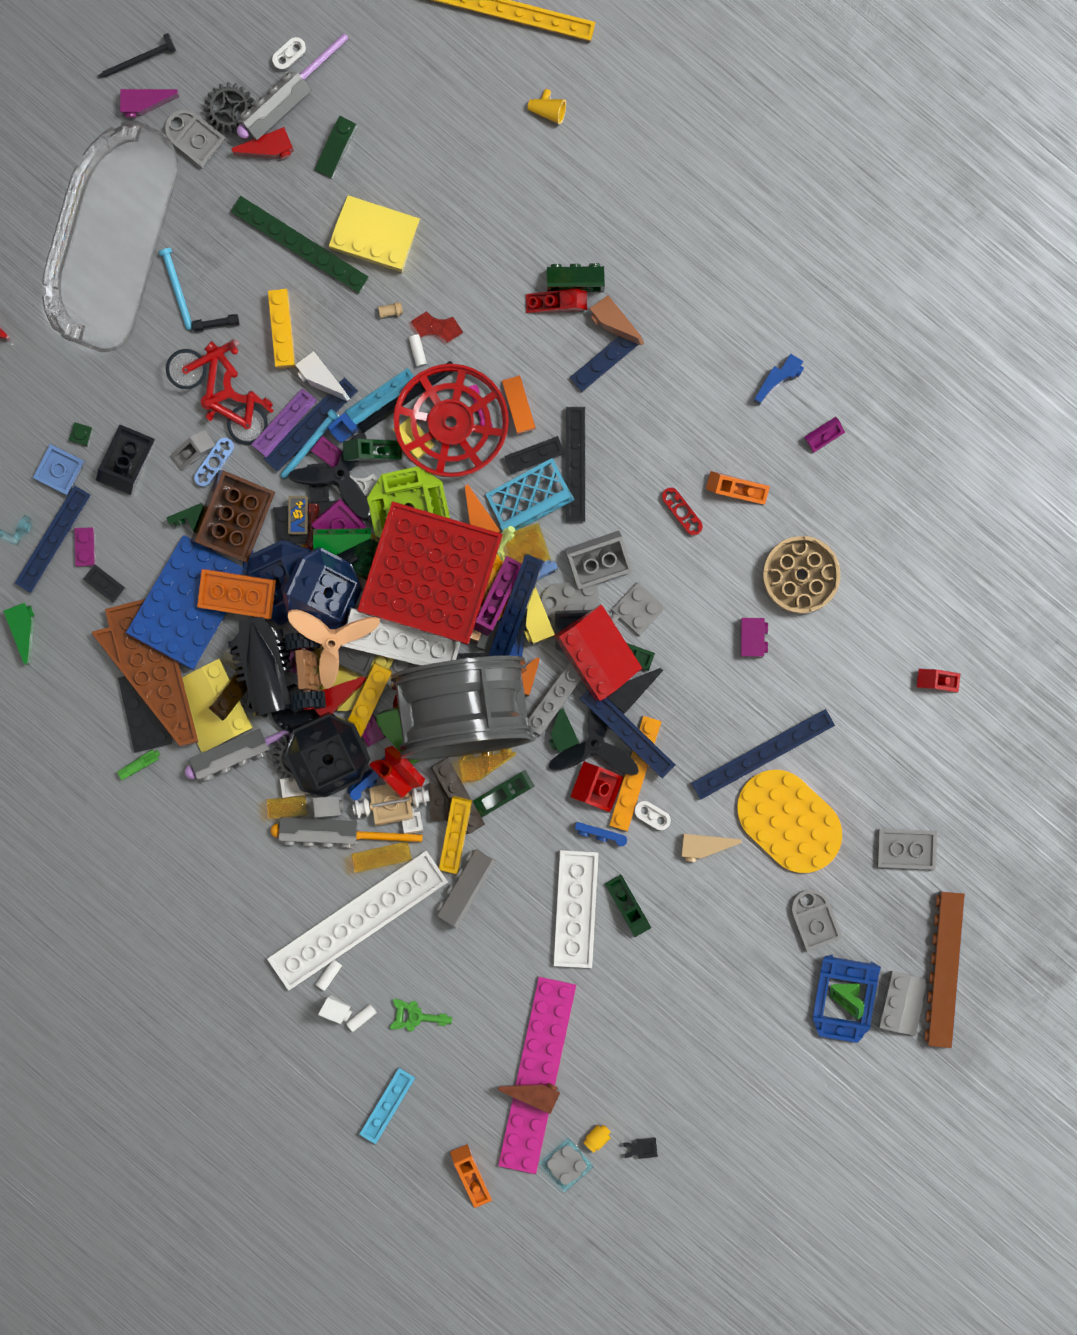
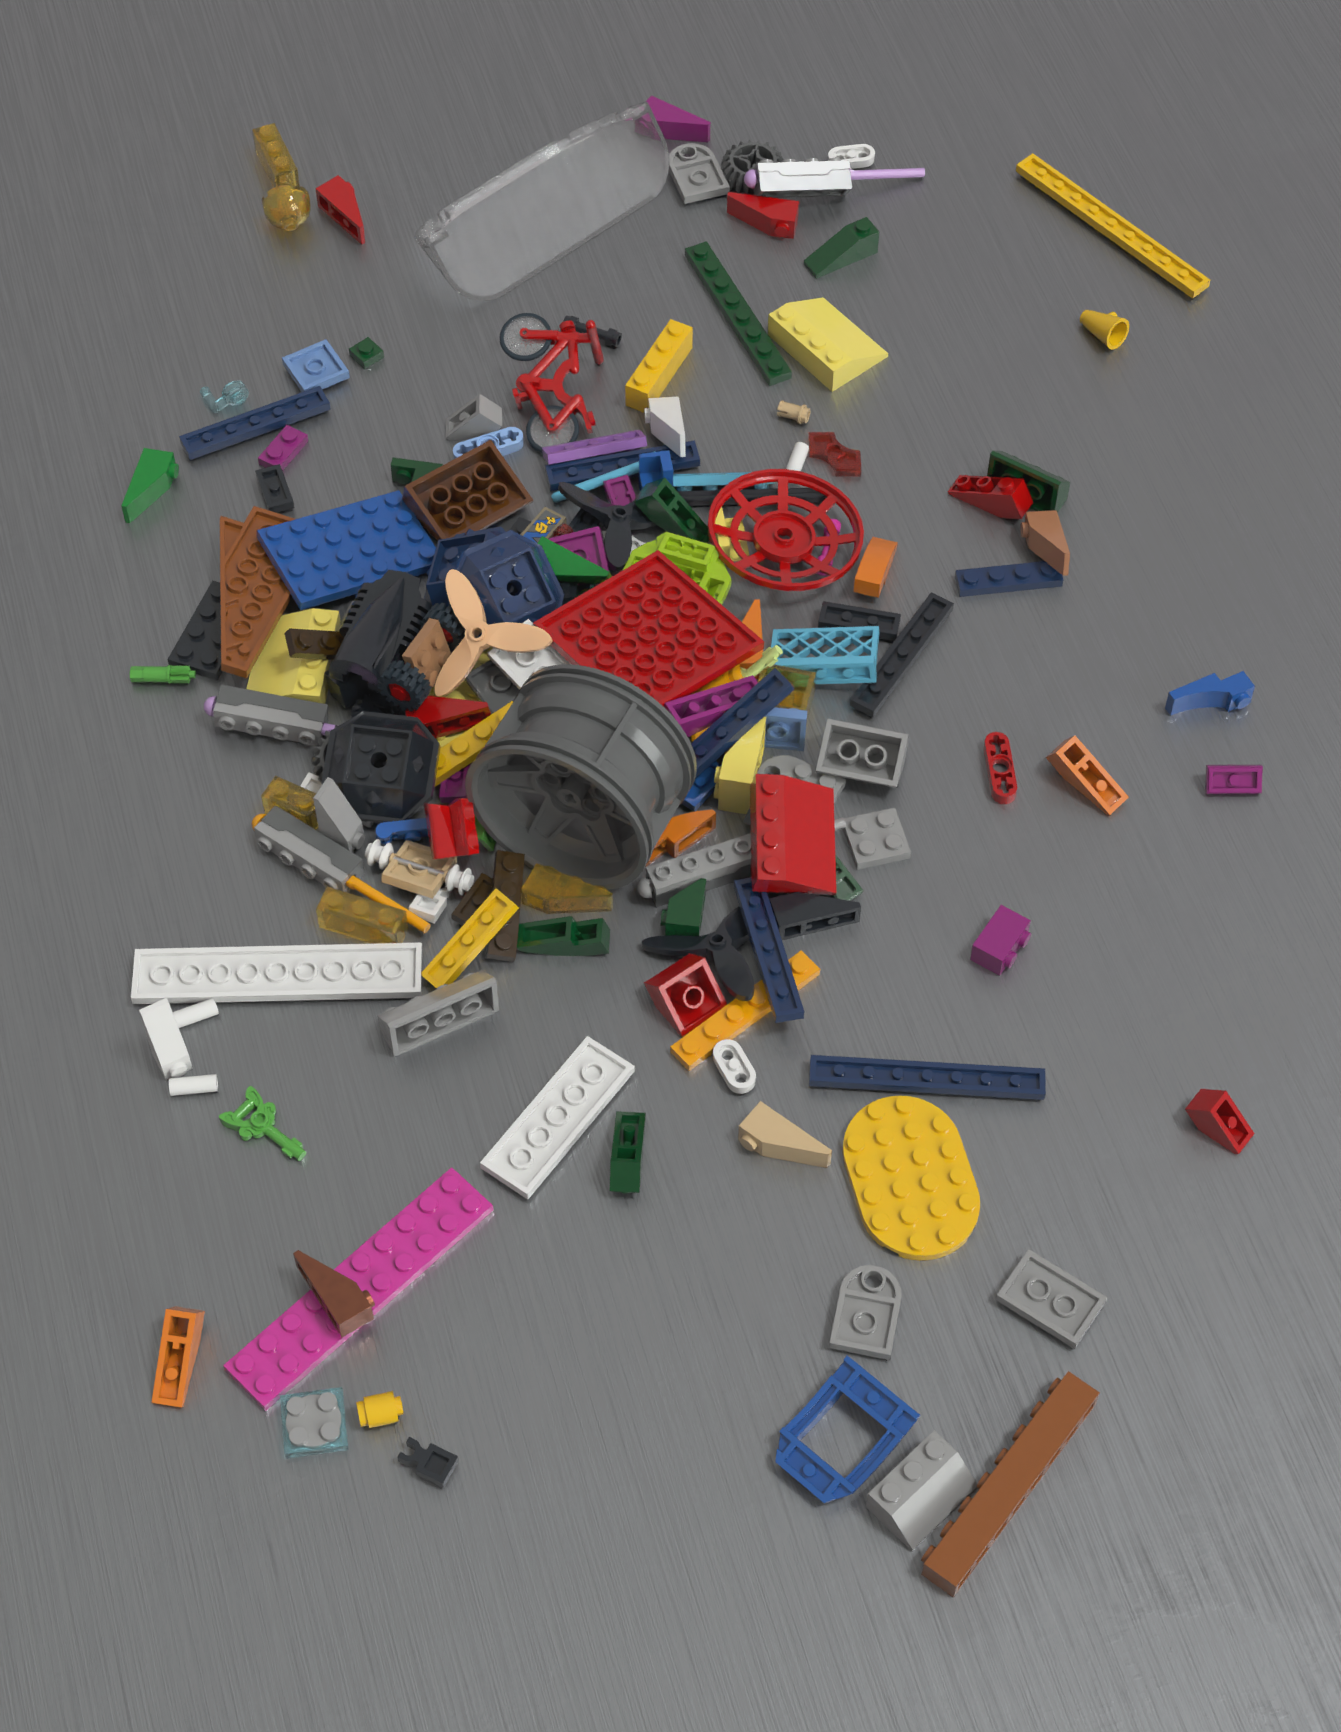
camera: 30 degrees right, 30 degrees down
(125, 459) = (391, 393): black slope -> none
(168, 45) = (730, 94): black piece -> none
(176, 287) = (587, 250): medium azure bar -> none
(236, 593) = (410, 549): orange plate -> none
(387, 1105) = (141, 1204): medium azure plate -> none
(602, 835) = (653, 1047): blue plate -> none
(783, 584) = (1109, 903): tan brick -> none
(846, 997) = (848, 1433): bright green slope -> none

